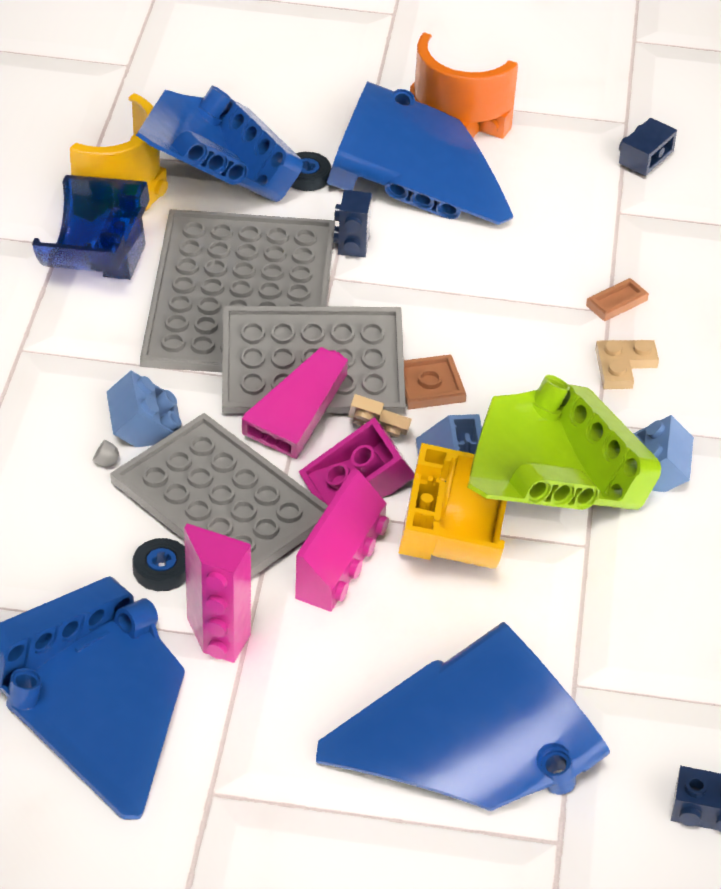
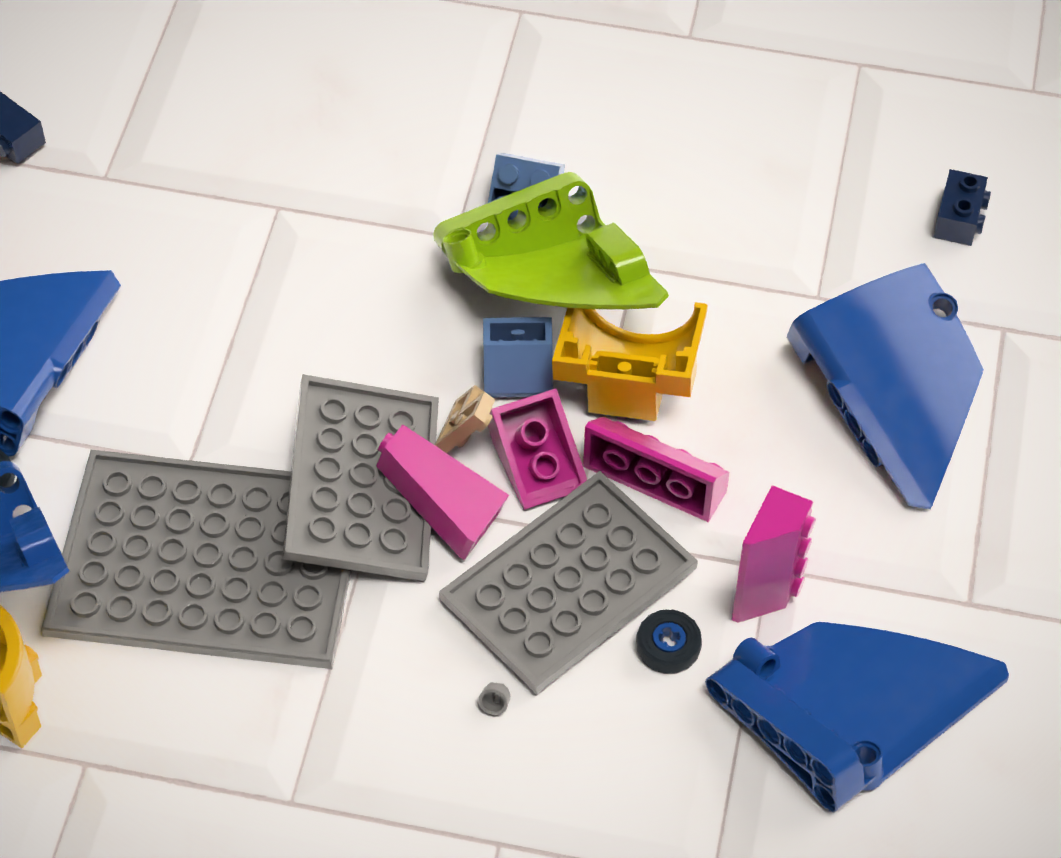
camera: 85 degrees left, 10 degrees up
(98, 227) = (122, 710): clear blue piece -> none
(141, 410) = (434, 654): medium blue slope -> none
(354, 223) = (125, 418): dark blue brick -> none
(432, 382) = (387, 368): nougat tile -> none
(617, 299) = (263, 195): nougat tile -> none
(619, 357) = (363, 209): tan plate -> none

